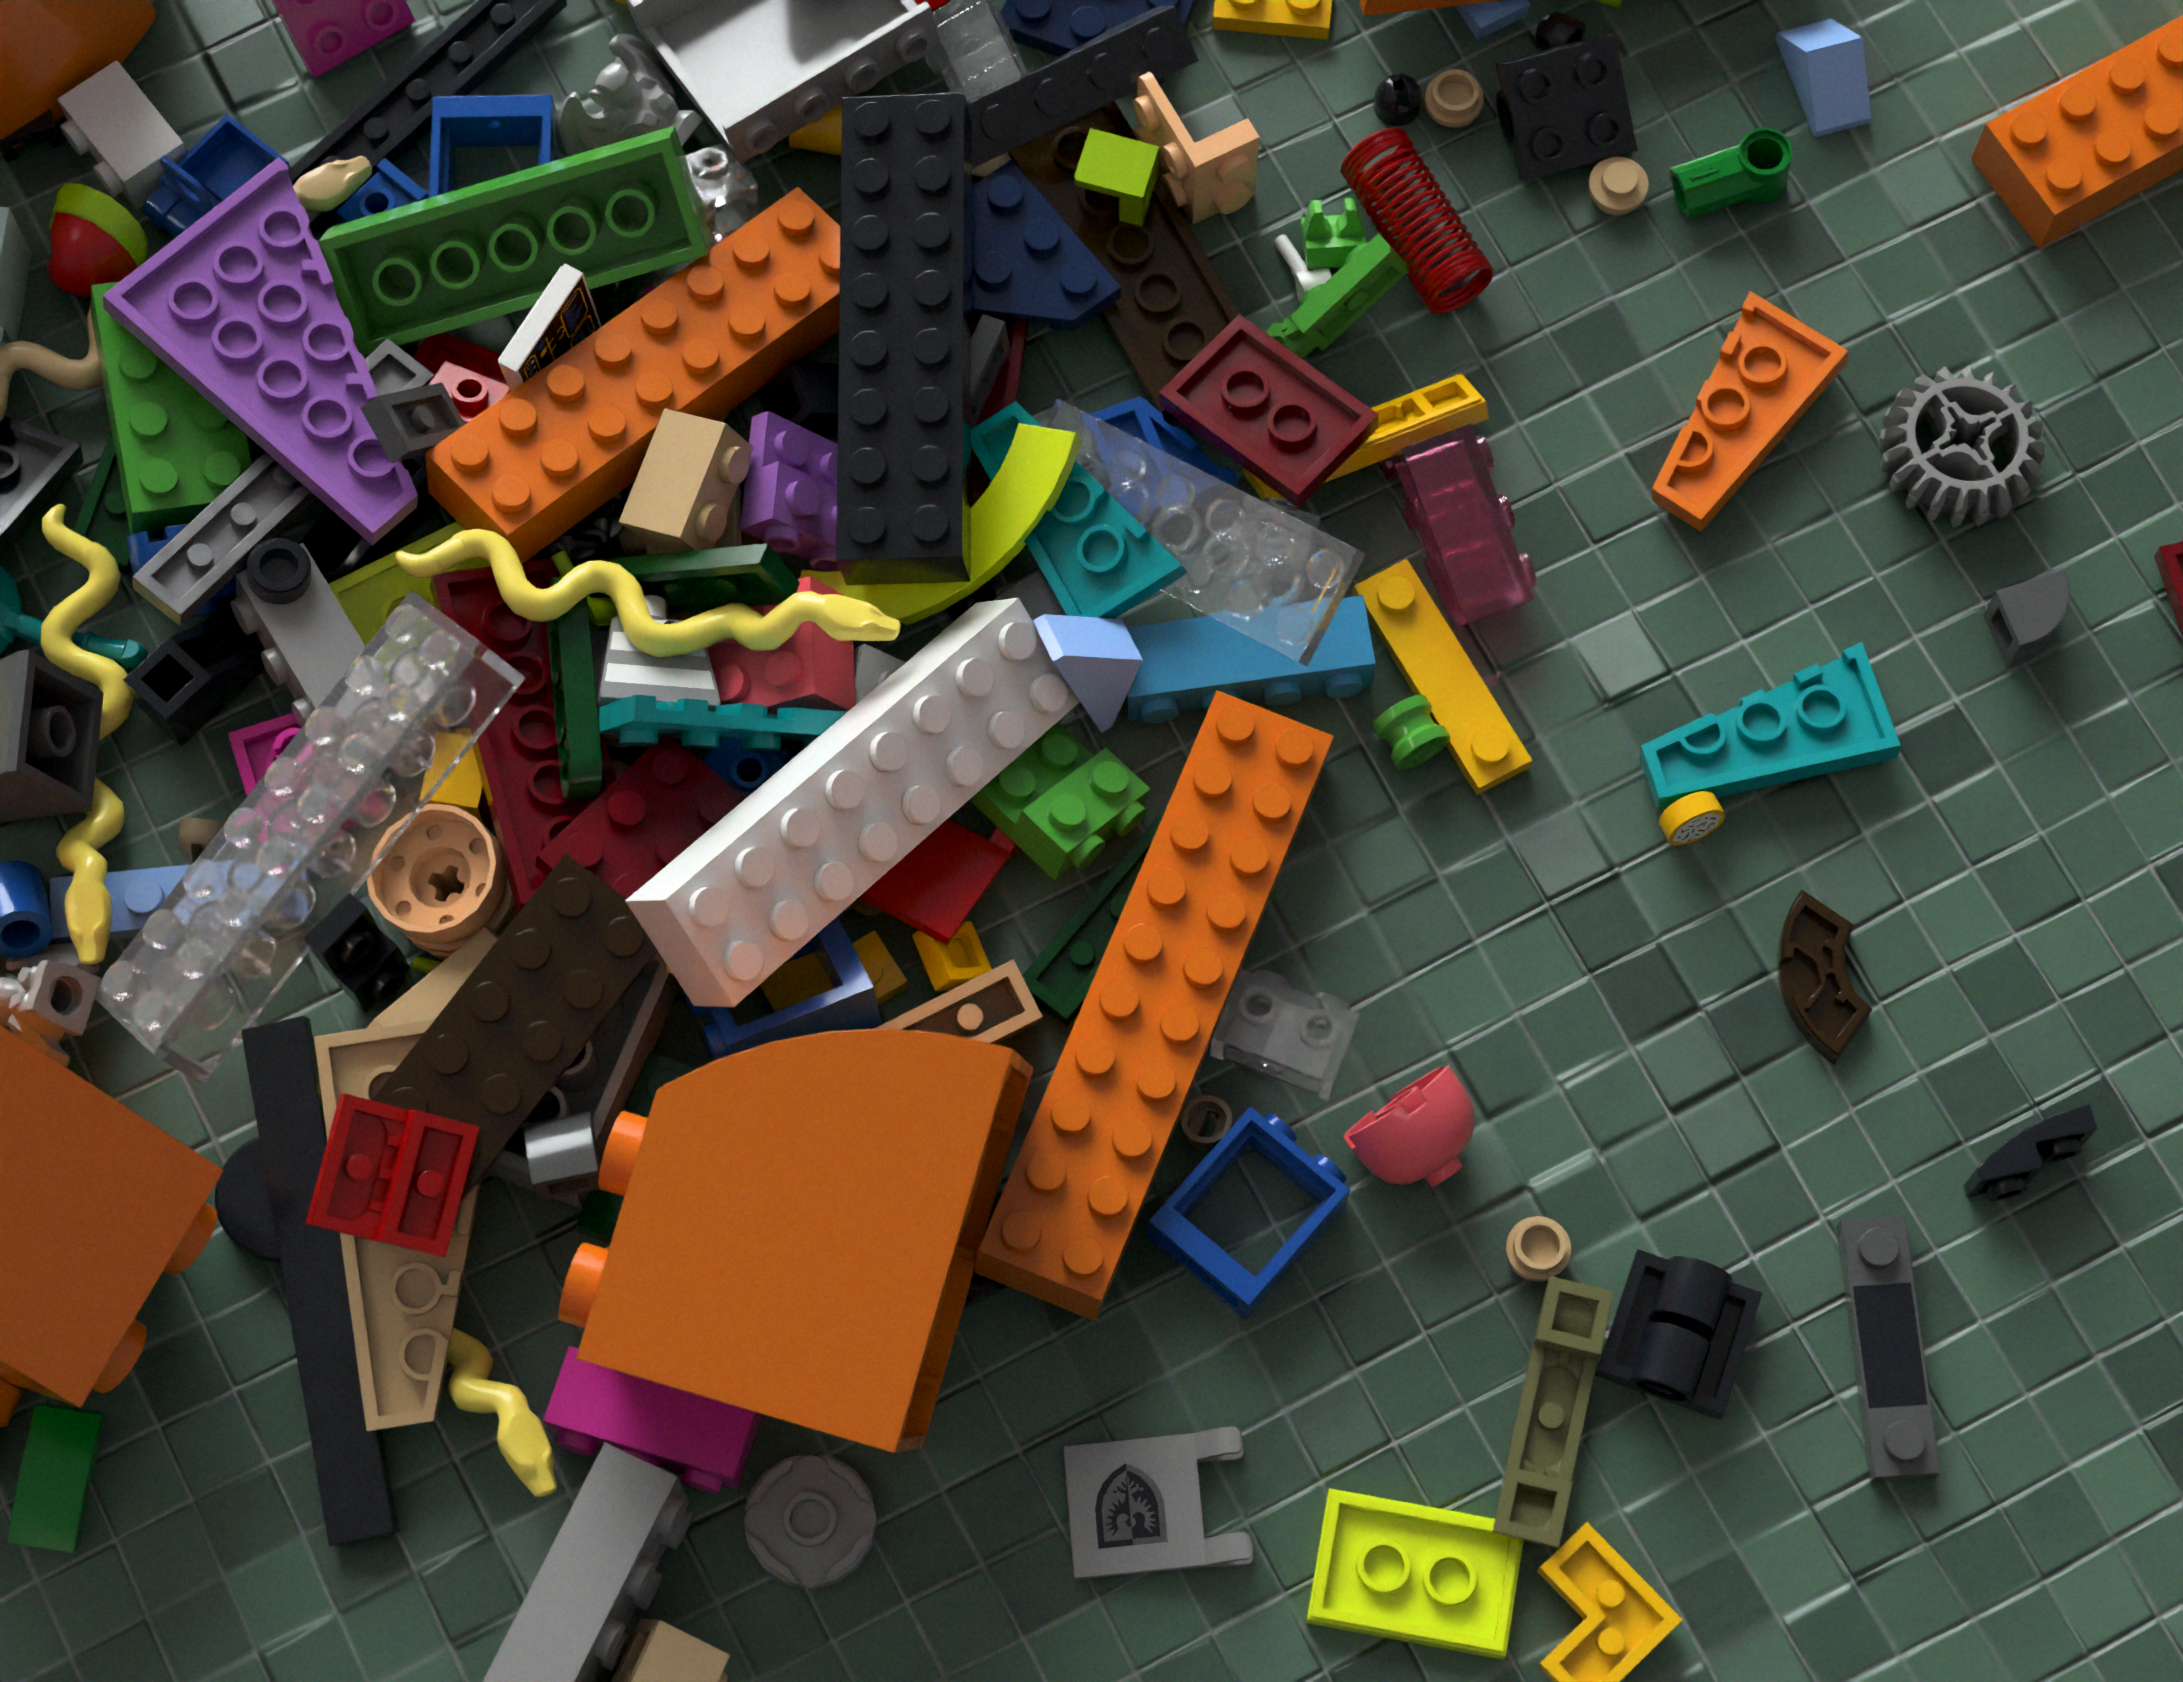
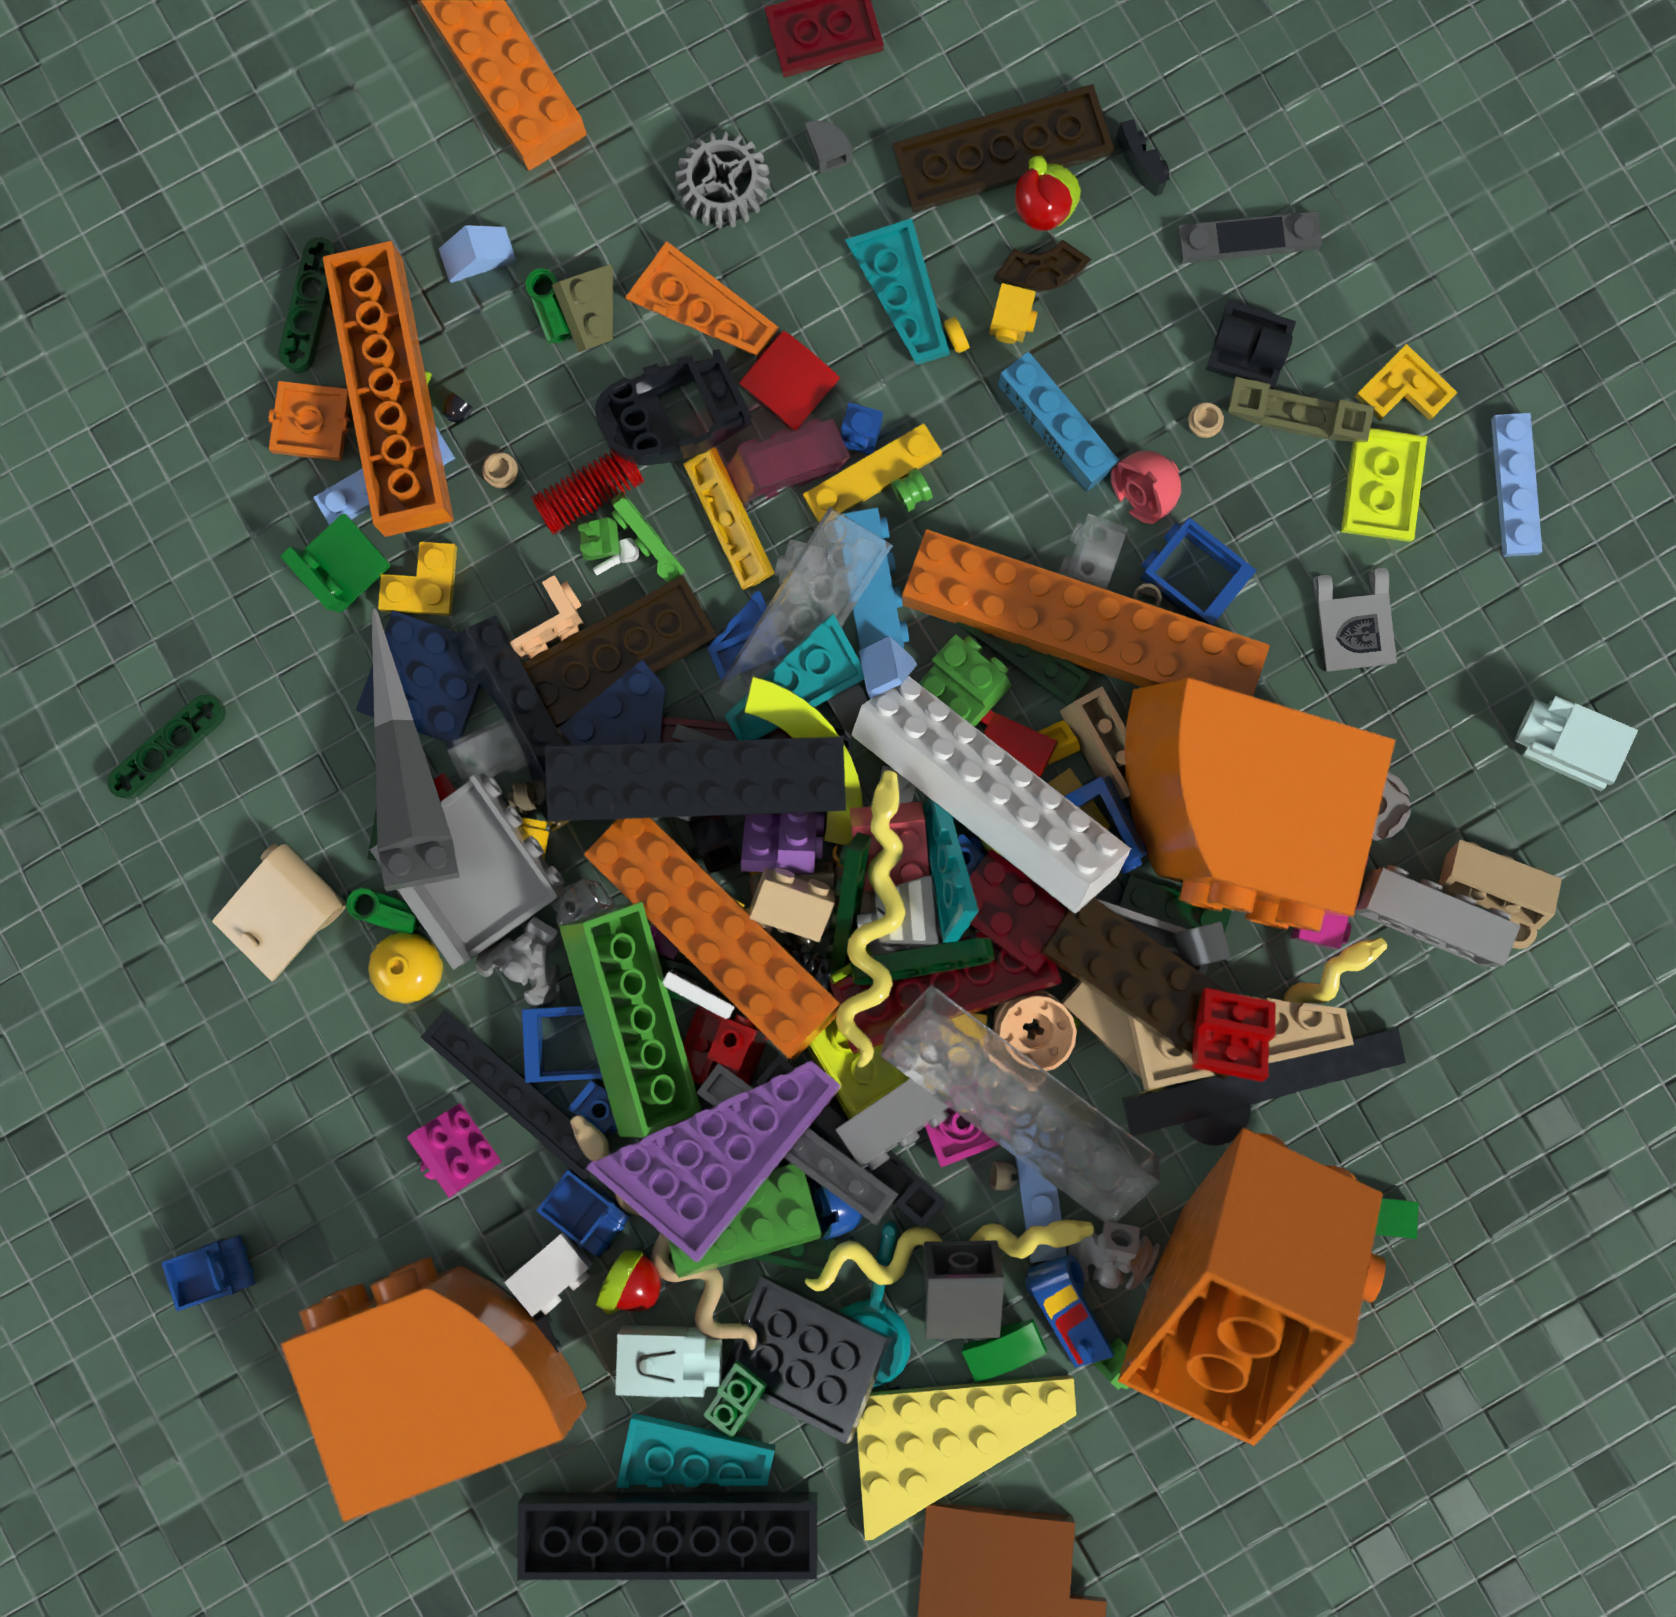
camera: 90 degrees left, 15 degrees up
(279, 571) = (858, 1140): black tile -> none
(358, 953) = (1079, 1075): black slope -> none
(412, 420) = (765, 1065): dark grey plate -> none
(1120, 169) = (569, 662): lime panel -> none
(1269, 410) = (722, 570): dark red plate -> none
(1386, 100) = (500, 510): black hinge -> none
(1520, 652) = (861, 428): none -> blue brick
(1532, 978) = (1057, 421): none -> dark azure brick
(1536, 289) = (639, 427): none -> black slope
(1564, 107) = (510, 402): black plate -> none
(1608, 543) = (788, 380): none -> red slope
(1618, 185) = (556, 373): tan plate -> none
(1729, 913) = (1013, 314): none -> yellow brick
(1732, 230) = (588, 306): none -> olive wing
(1947, 967) = (1046, 195): none -> red piece
(2039, 915) = (998, 147): none -> dark brown plate

